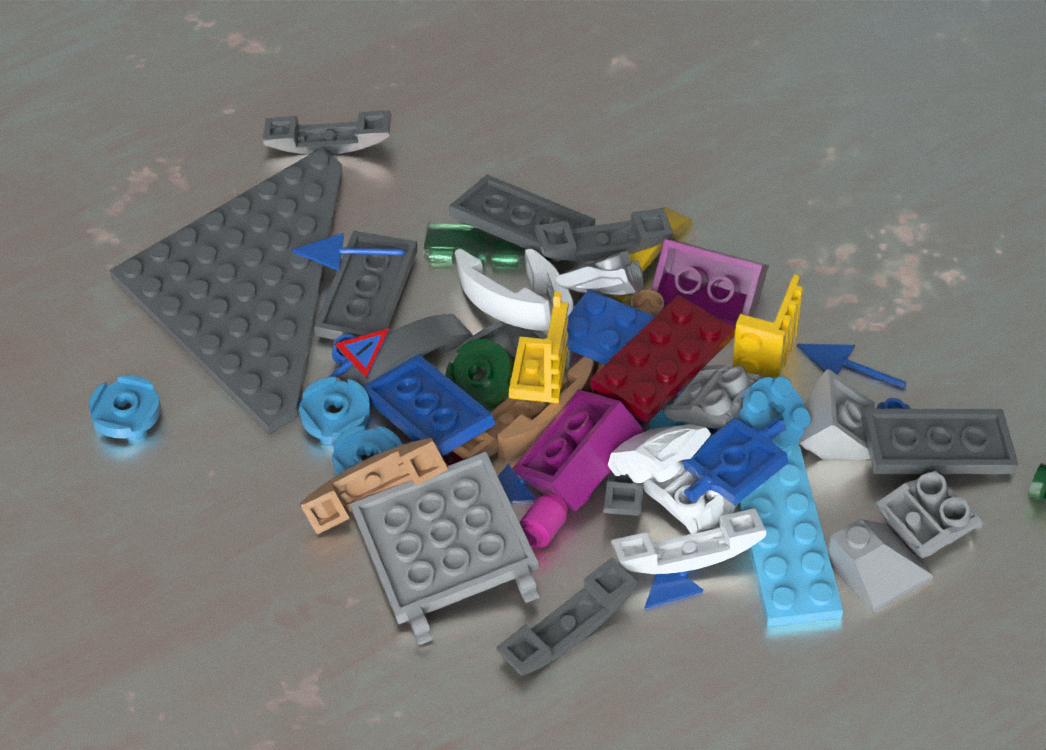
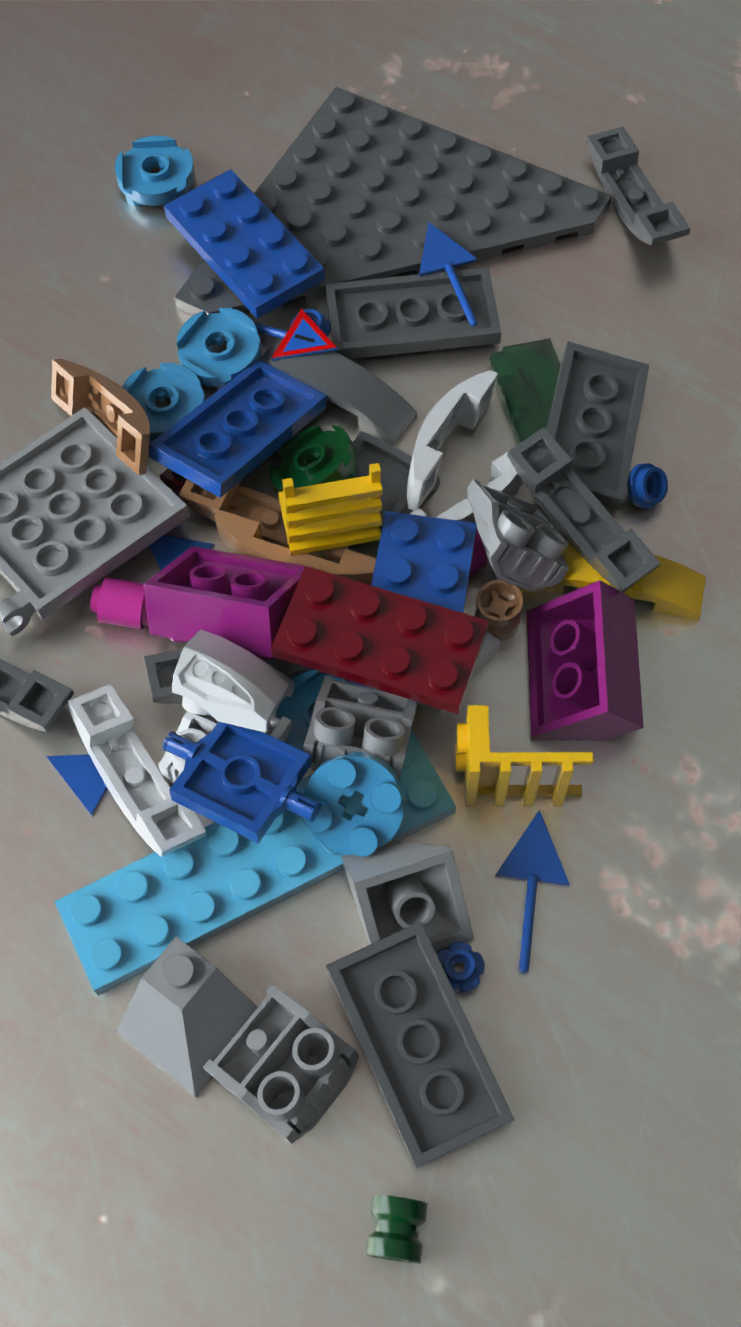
camera: 70 degrees right, 15 degrees up
(248, 361) = (244, 243): none -> blue plate
(583, 205) = (647, 485): none -> blue plate

